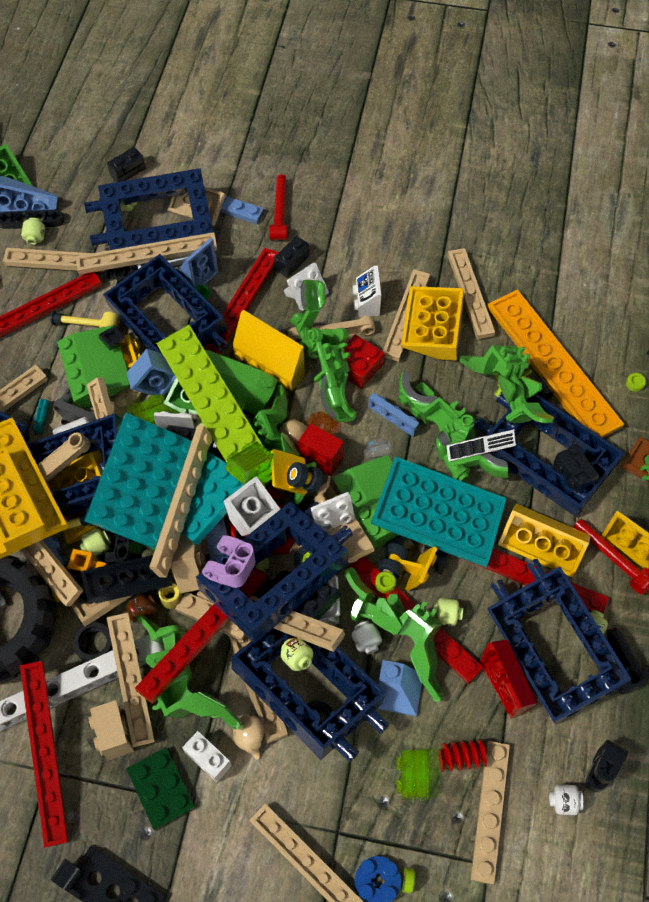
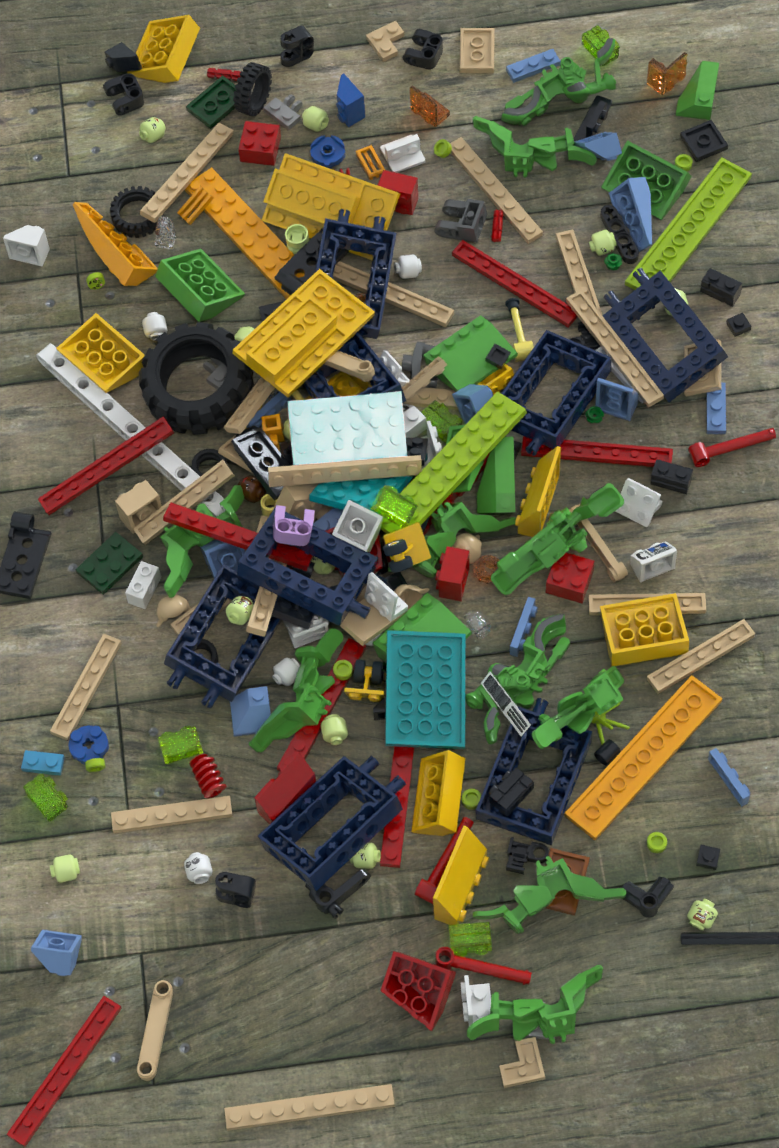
camera: 75 degrees right, 0 degrees up
(41, 416) = (404, 338): teal axle -> none
(54, 169) = (693, 222): none -> lime plate
(55, 232) = (613, 265): none -> green plate
(165, 167) = (738, 324): none -> black plate
(213, 662) = (219, 553): none -> medium blue slope
(554, 512) = (471, 798): none -> lime tile
(591, 309) = (729, 776): none -> medium blue plate
(623, 492) = (522, 851): none -> black piece

